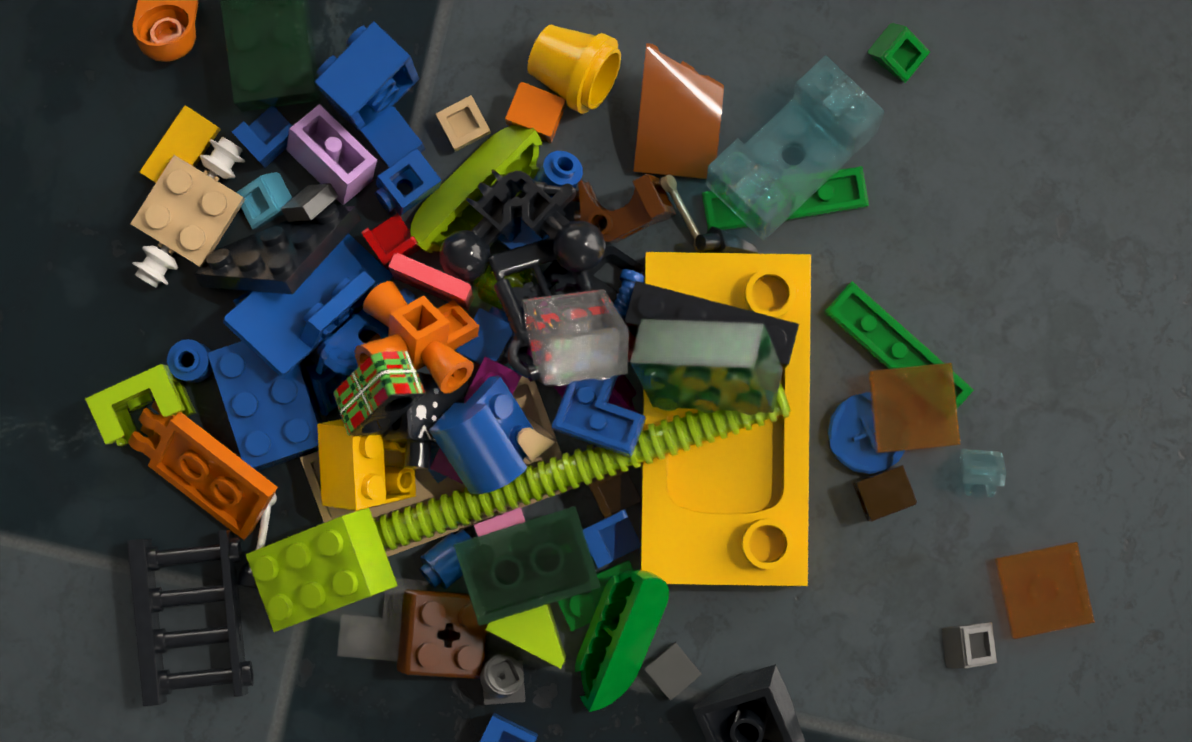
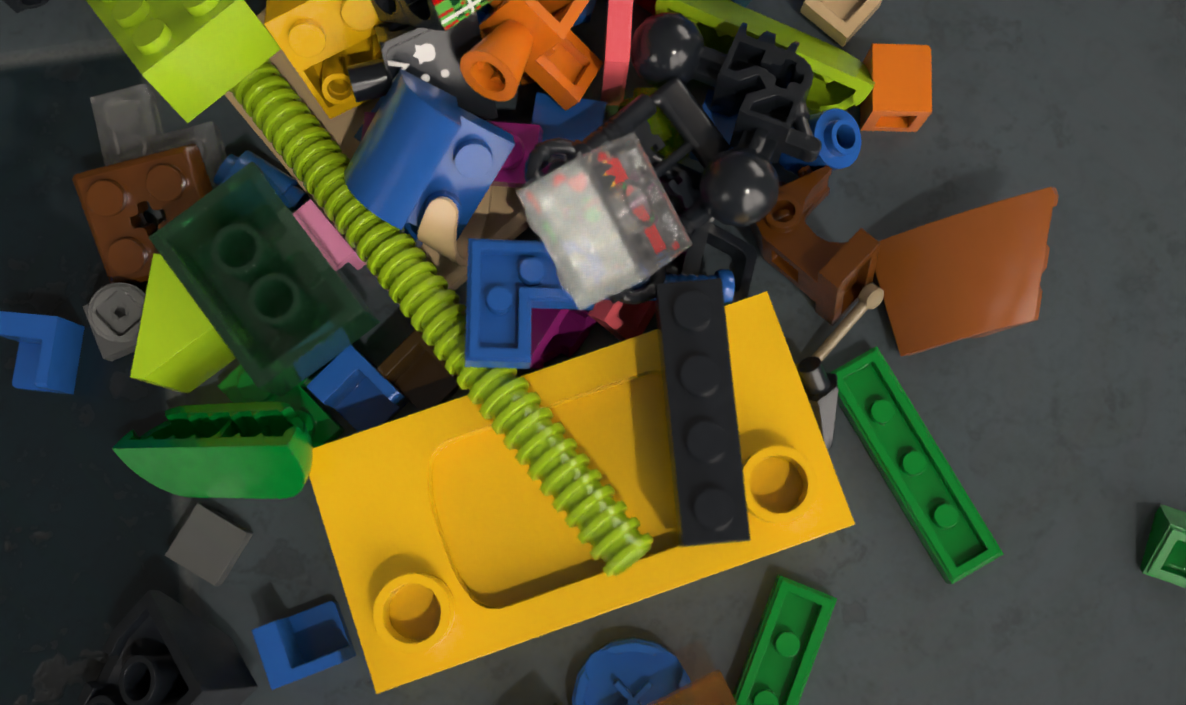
camera: 75 degrees right, 5 degrees down
(575, 65) = (982, 112): yellow piece -> none
(707, 365) = (636, 424): clear green brick -> none
(759, 627) = (303, 644): none -> blue panel
(824, 119) = (1045, 479): clear light blue plate -> none

